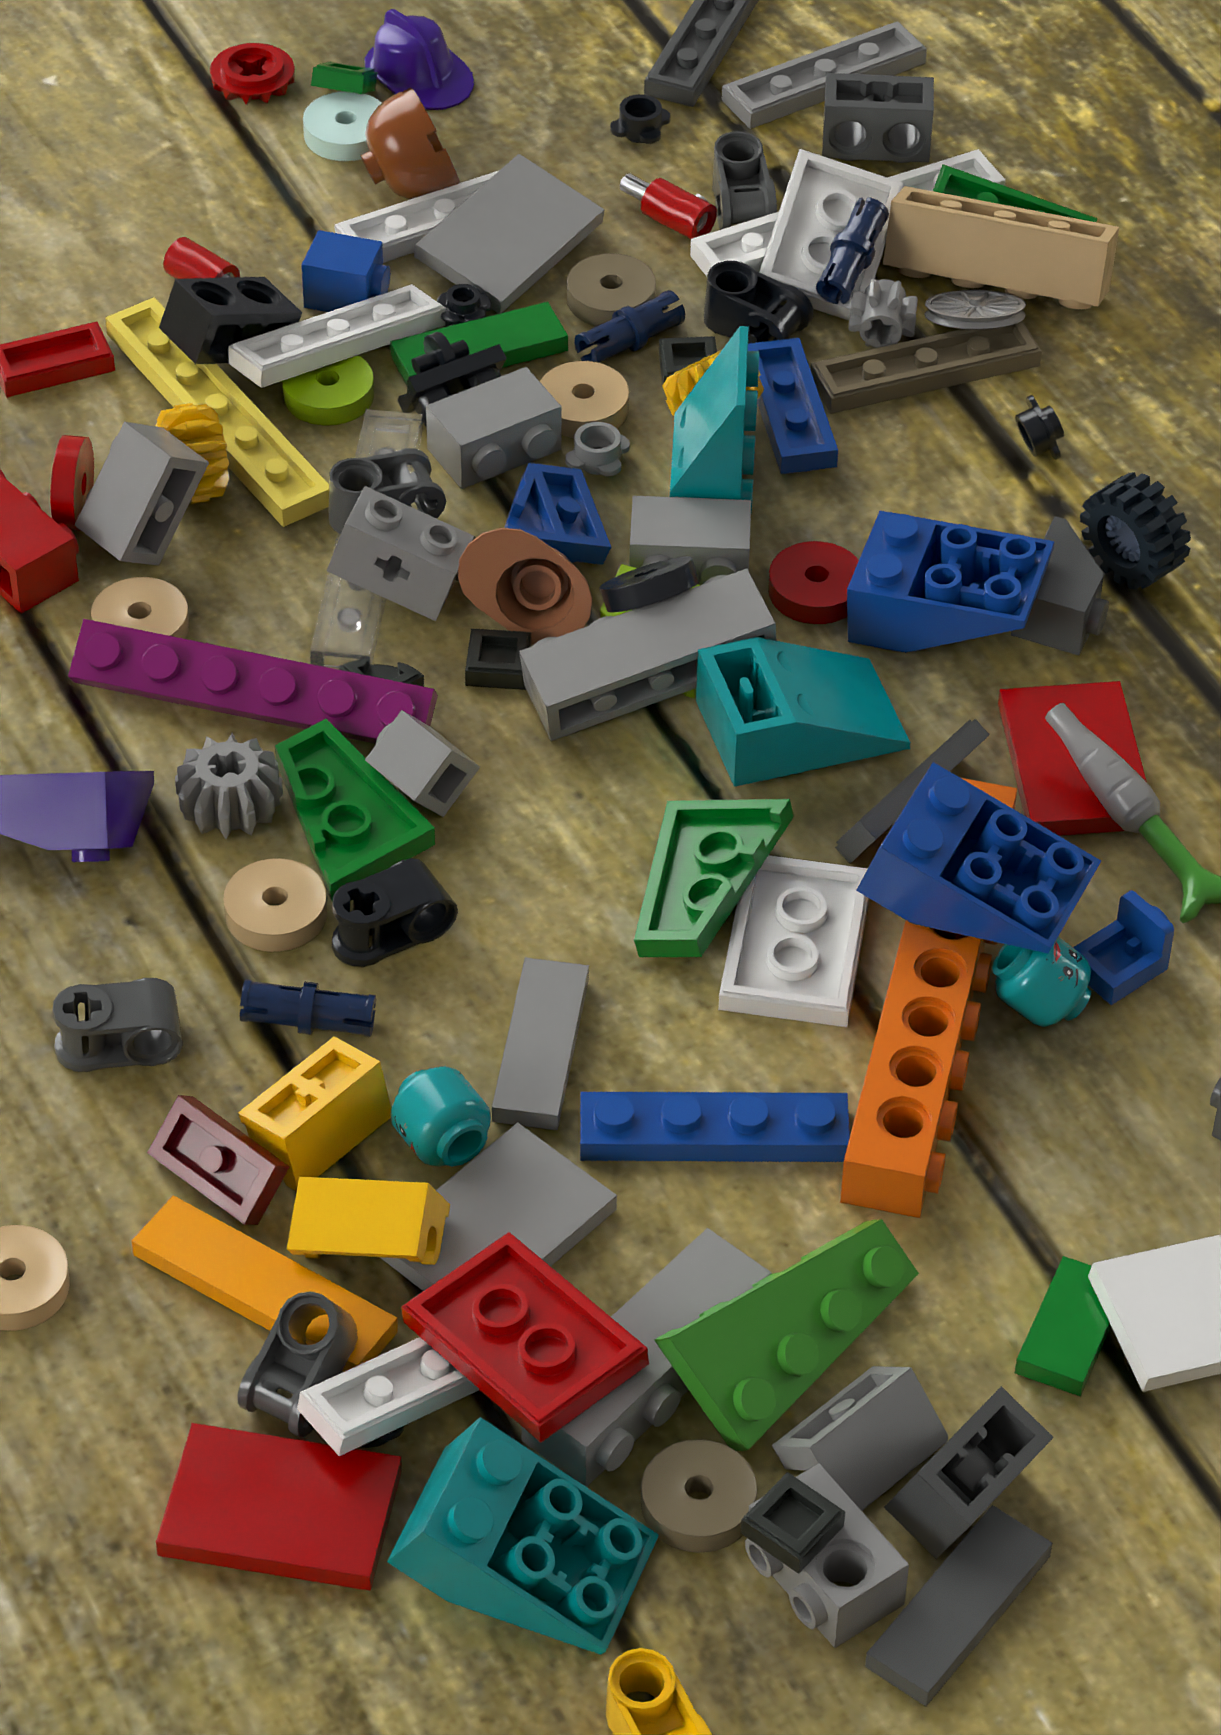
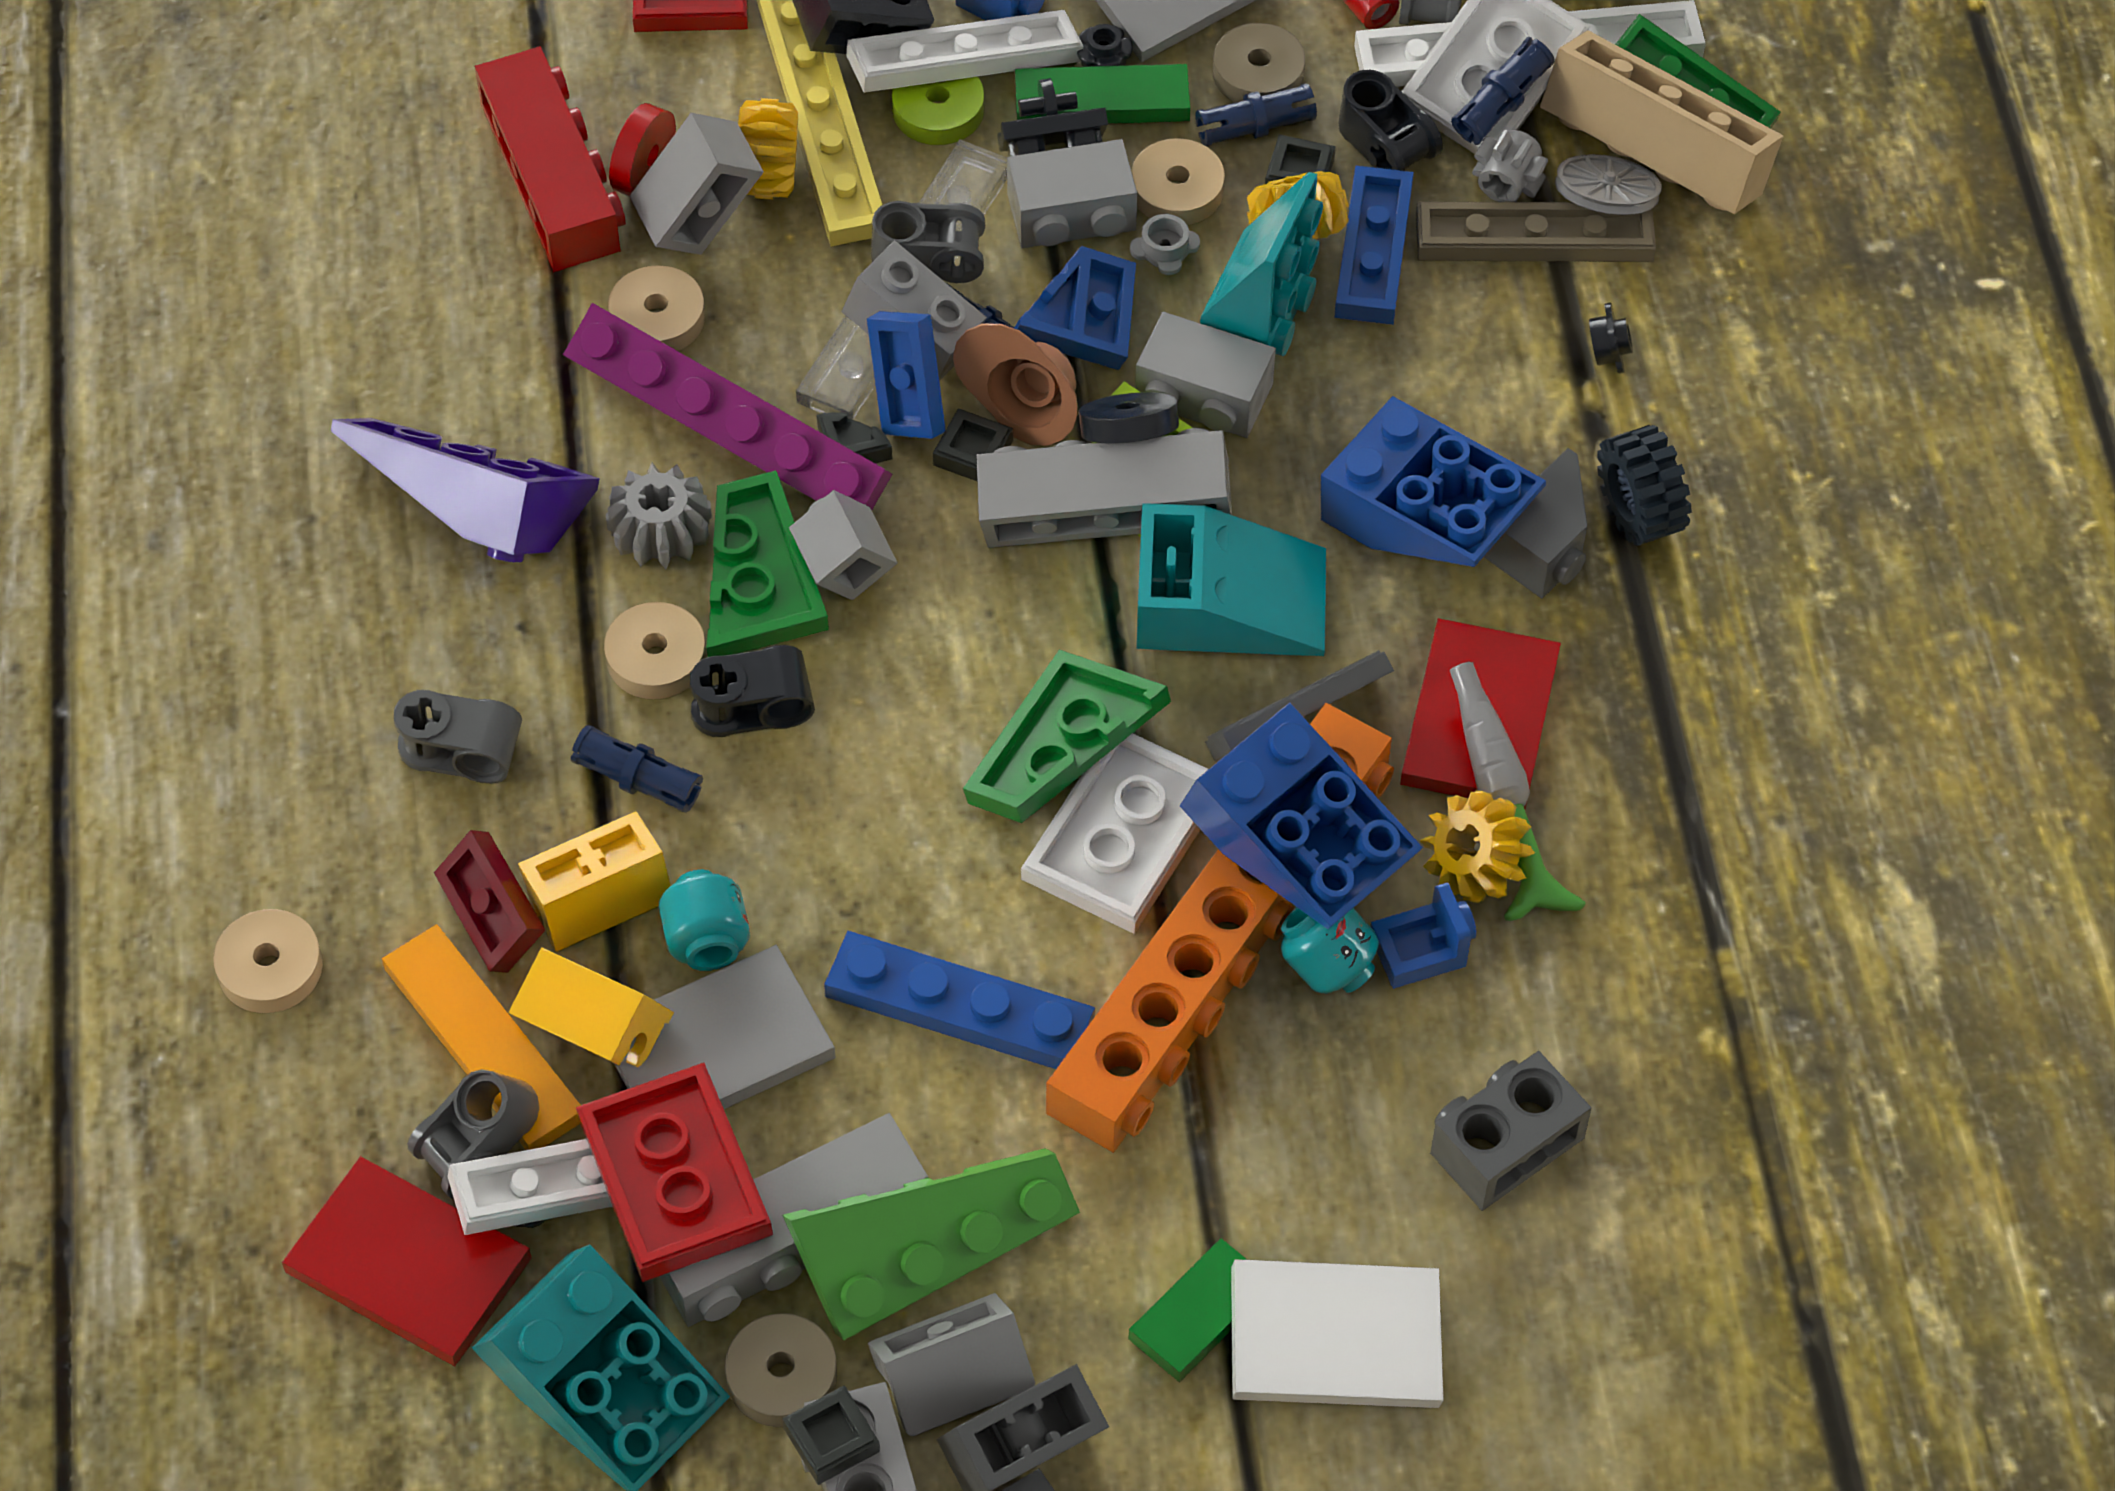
camera: 20 degrees right, 10 degrees up
(419, 602) = (906, 374): none -> blue plate
(540, 1044) = (836, 867): light grey tile -> none
(812, 581) = (1302, 427): red piece -> none
(1132, 837) = (1499, 835): none -> yellow gear

